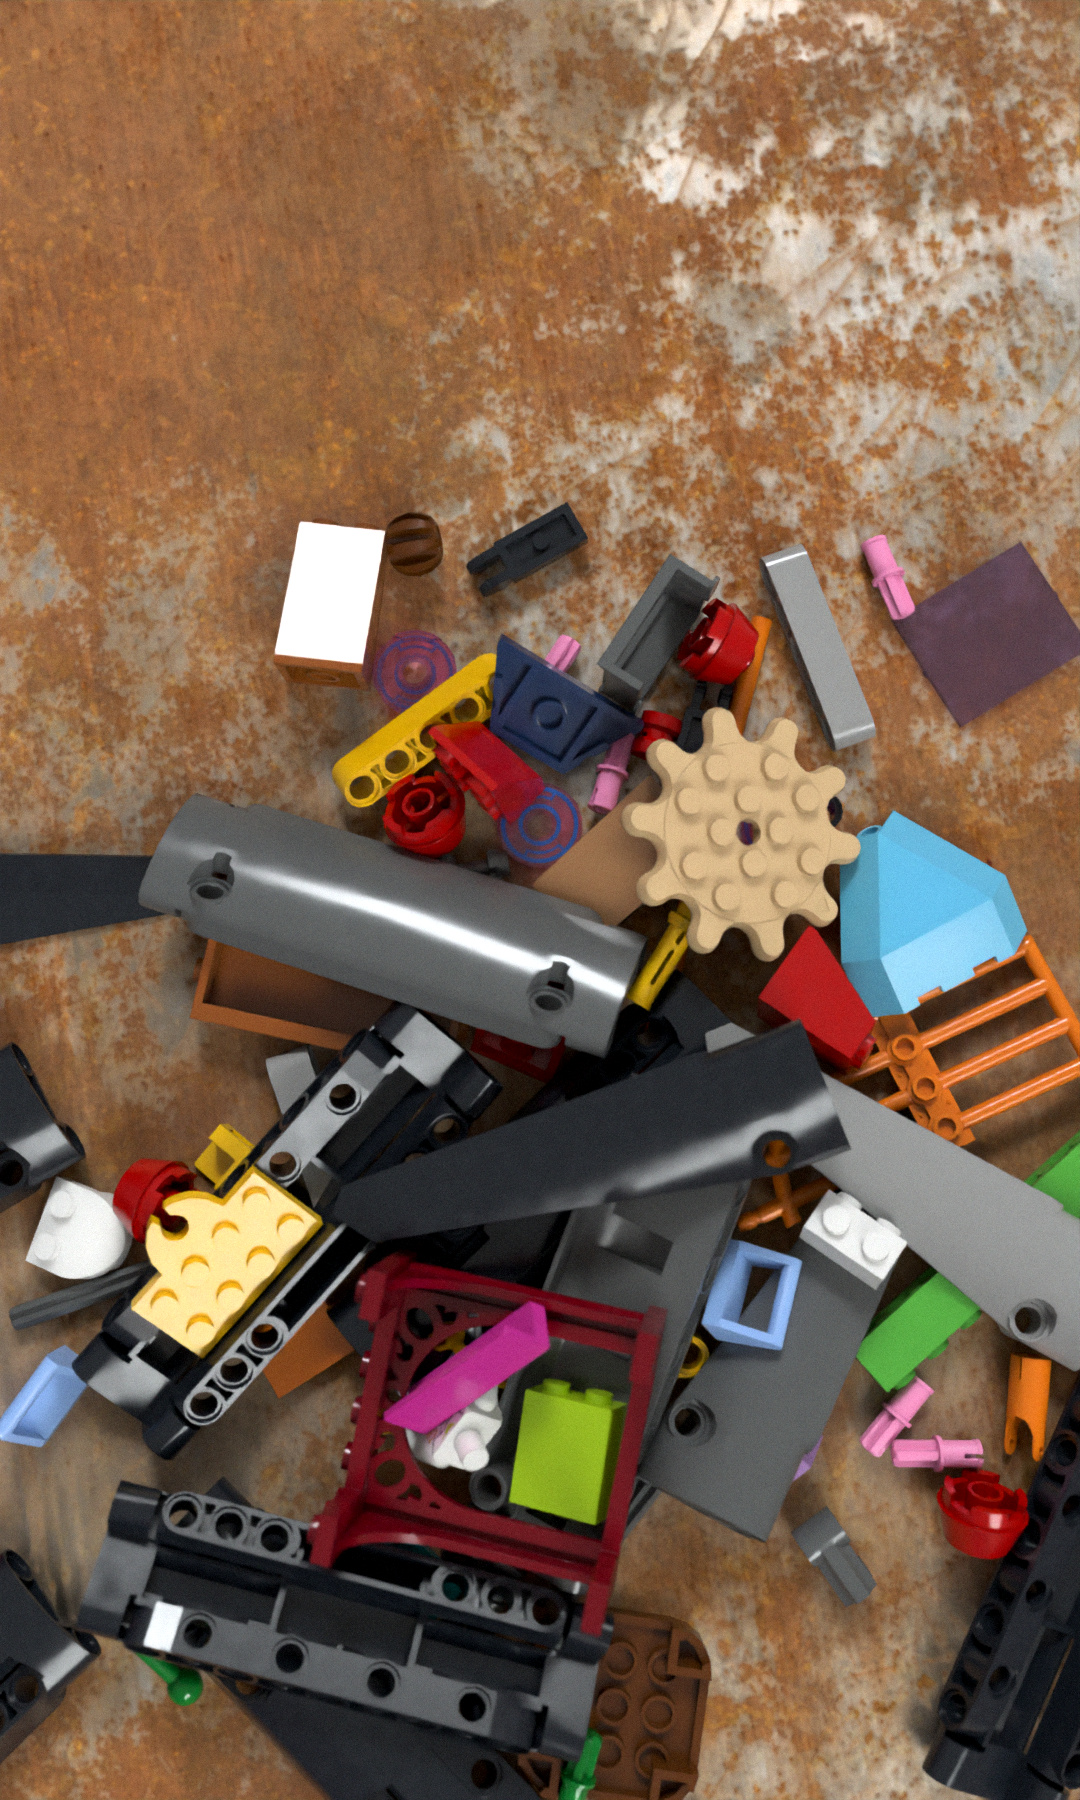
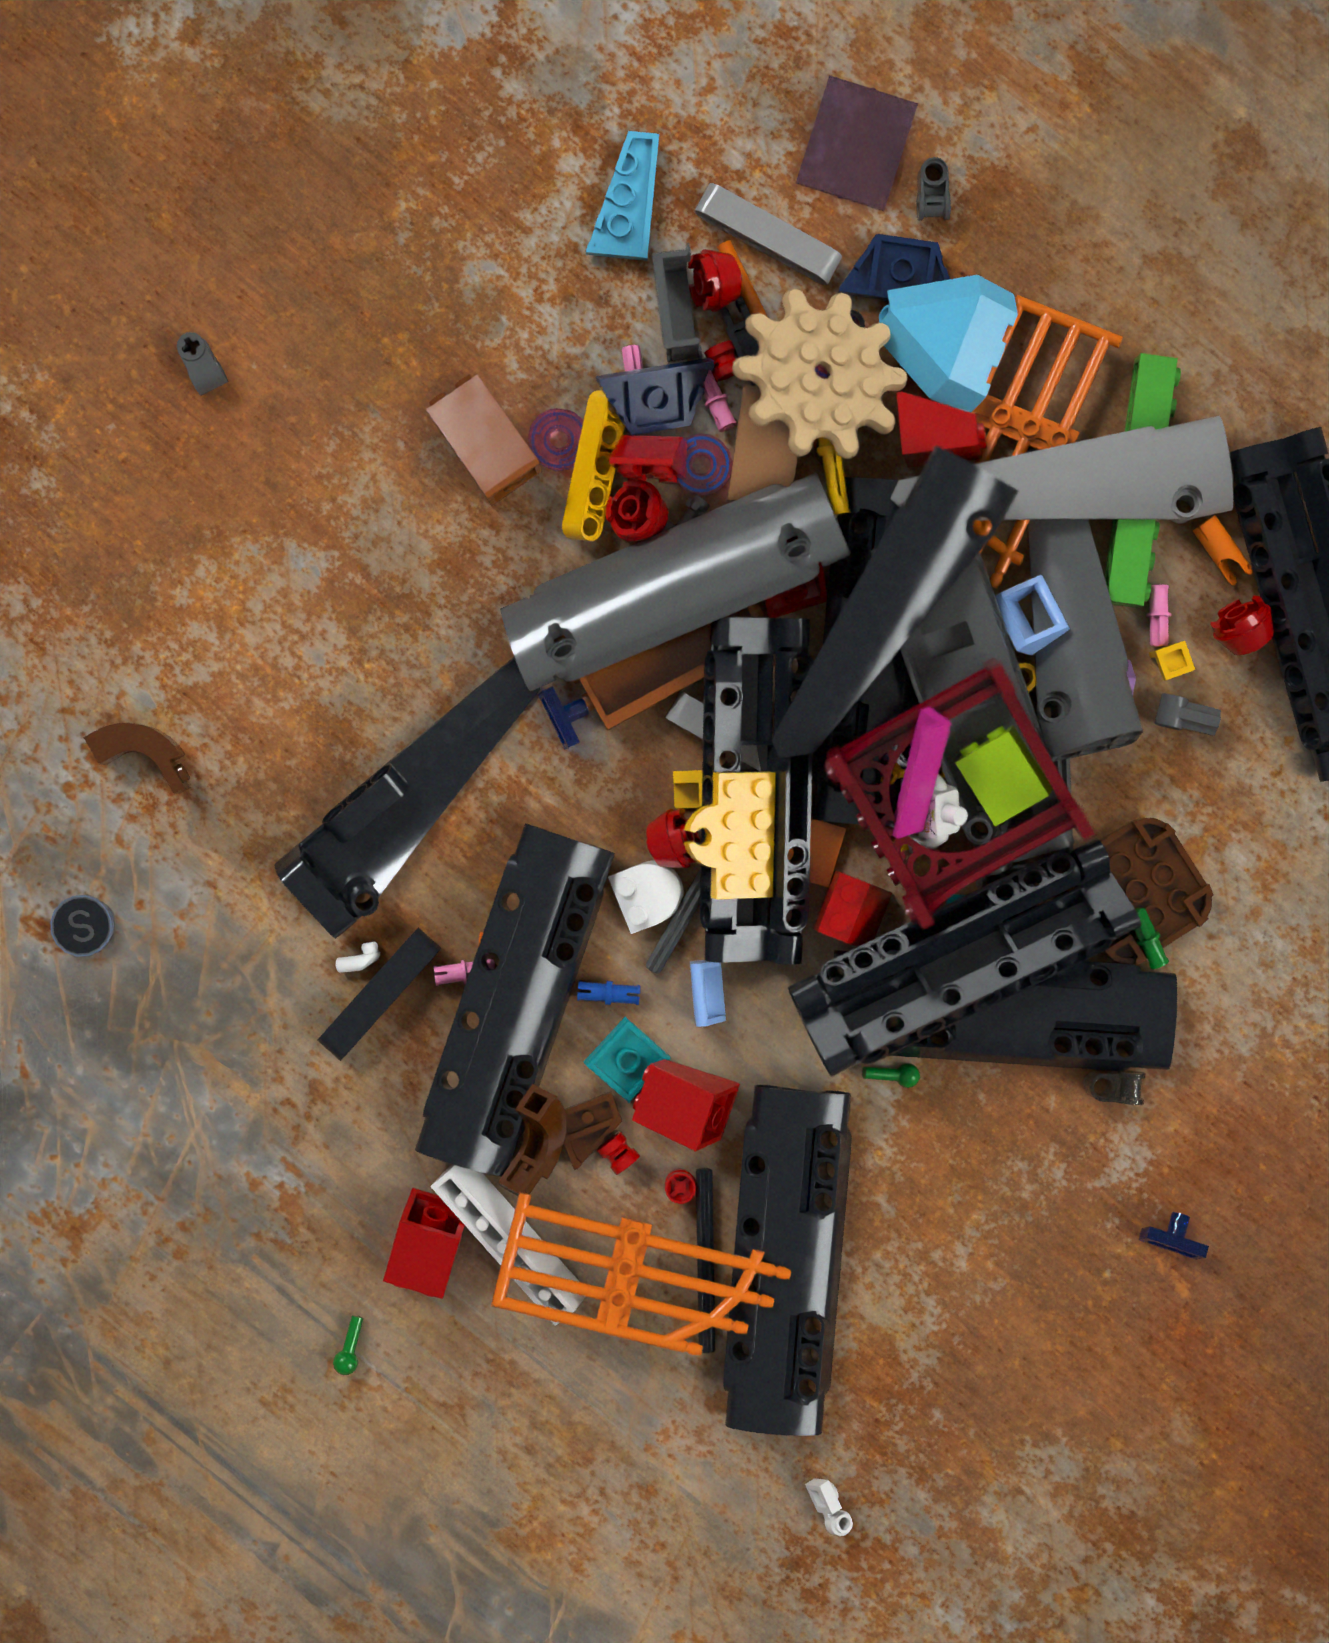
camera: 40 degrees left, 5 degrees up
(116, 291) = (202, 367): none -> dark grey piece
(161, 963) = (563, 716): none -> clear blue tile
(275, 1449) = (851, 910): none -> red slope
(414, 544) = (497, 367): reddish brown piece -> none
(530, 548) = (563, 313): black hinge -> none
(688, 502) = (627, 210): none -> medium azure wing
(853, 1238) = (1058, 539): white brick -> none
(870, 1481) = (1173, 660): none -> yellow panel
(888, 577) = (774, 160): bright pink axle -> none
(924, 790) = (894, 264): none -> dark blue wing
(936, 1453) = (1196, 616): bright pink axle -> none
(1027, 755) = (933, 196): none -> dark grey piece

